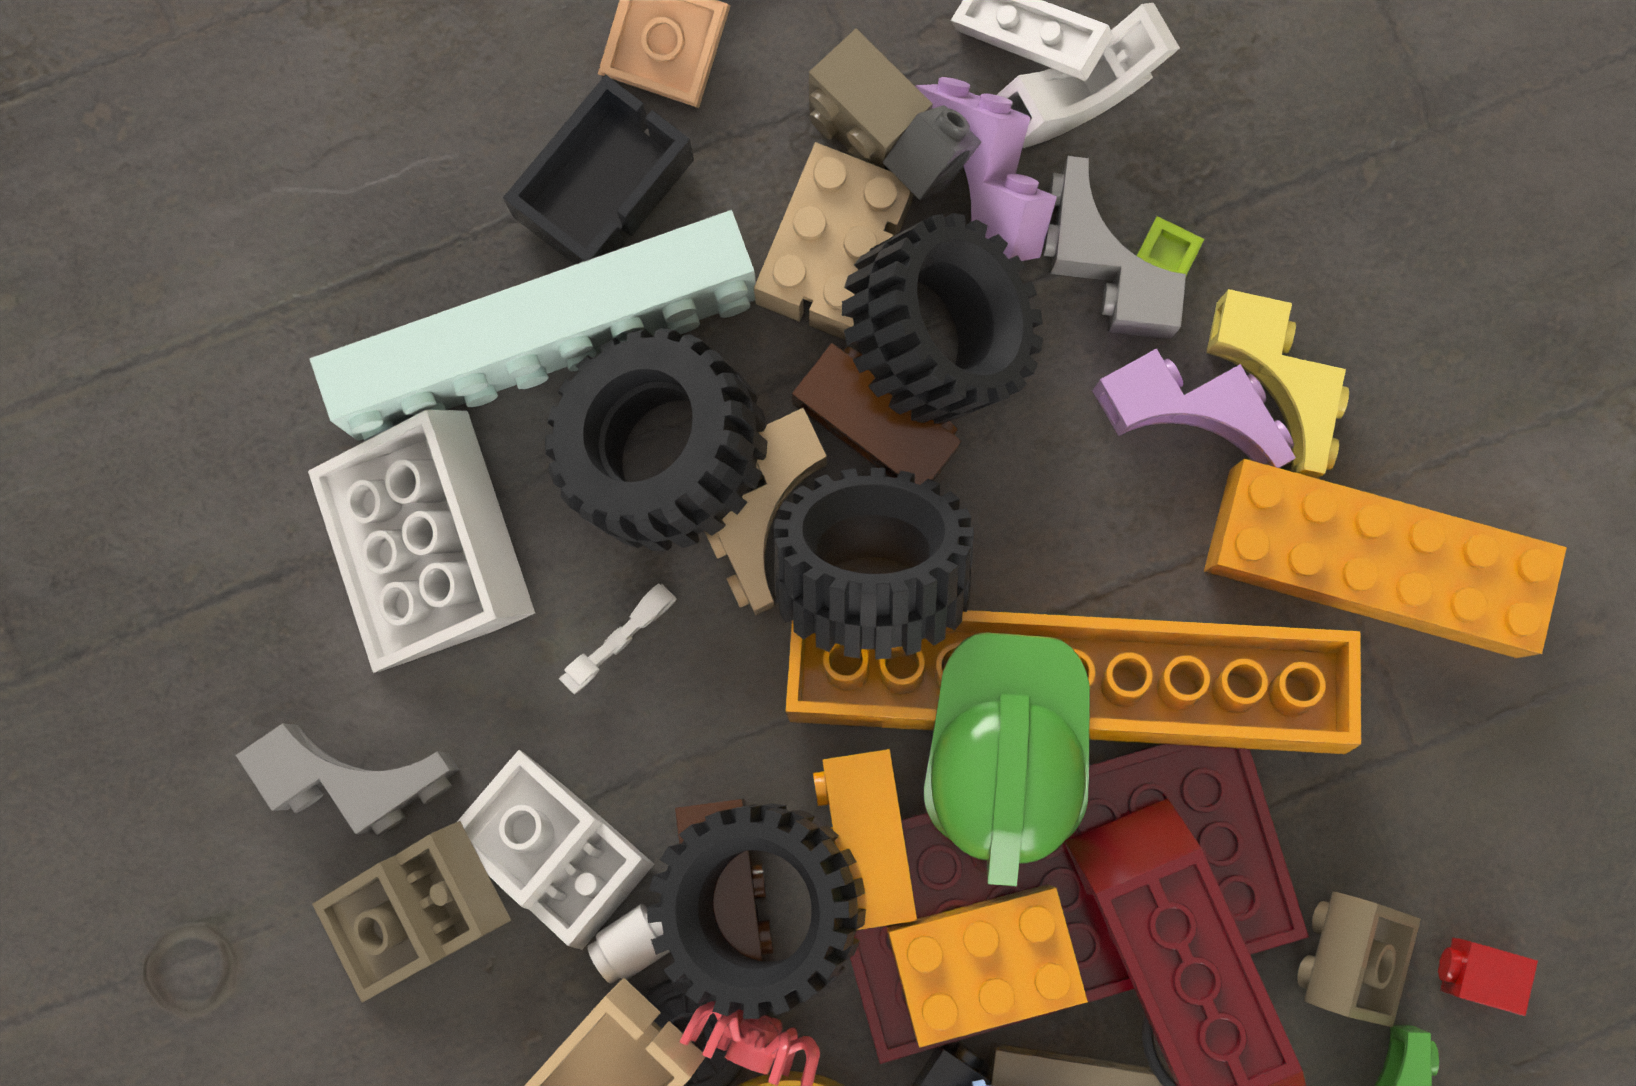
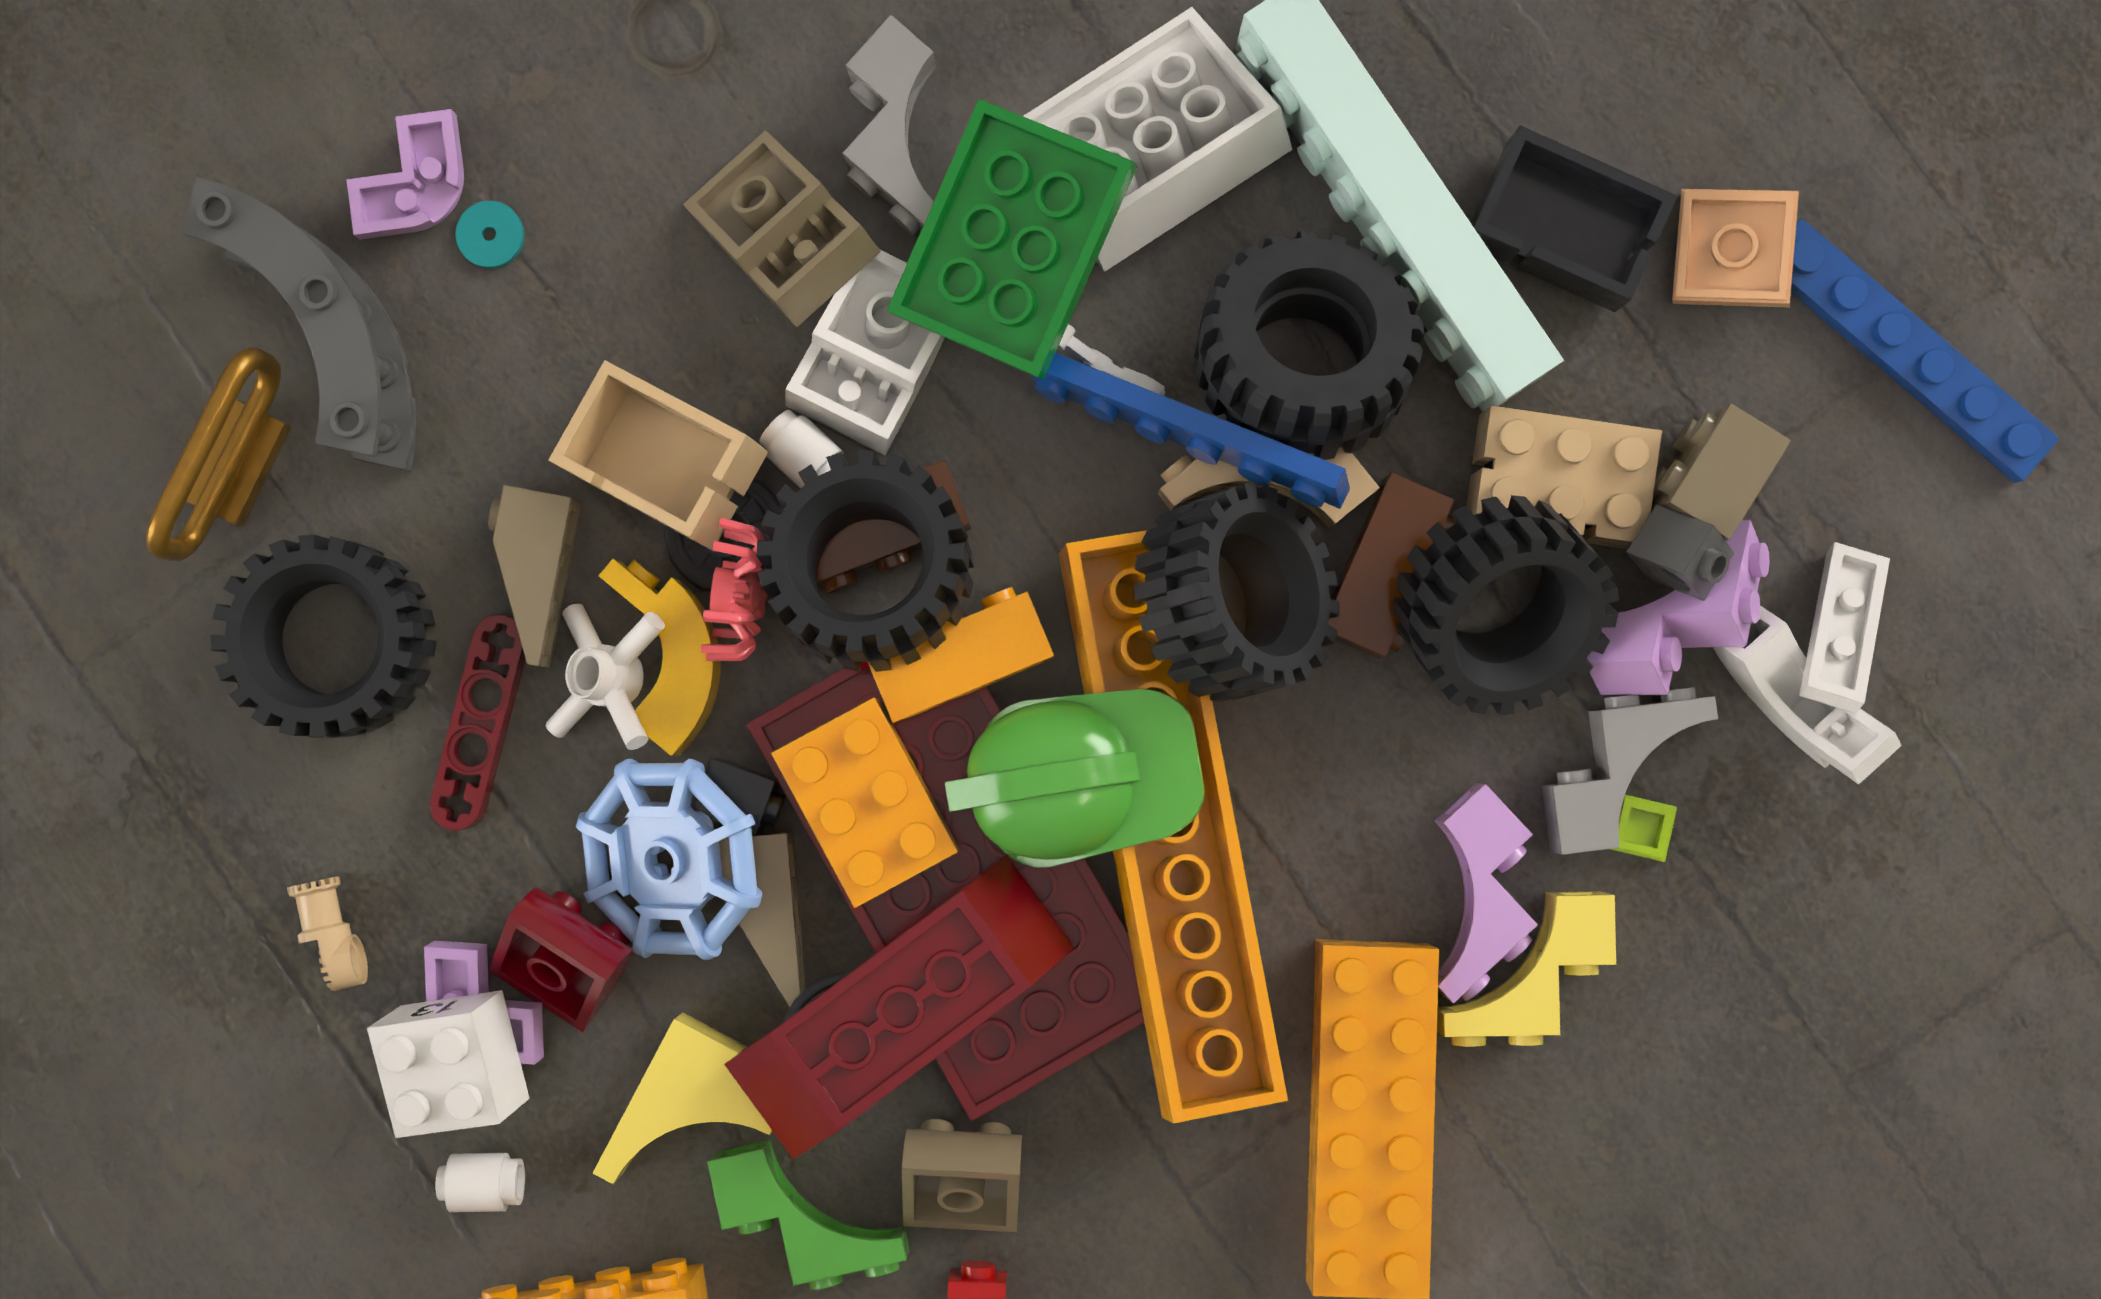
camera: 80 degrees right, 5 degrees up
(482, 692) = (1012, 238): none -> green plate
(715, 556) = (1204, 435): none -> blue plate

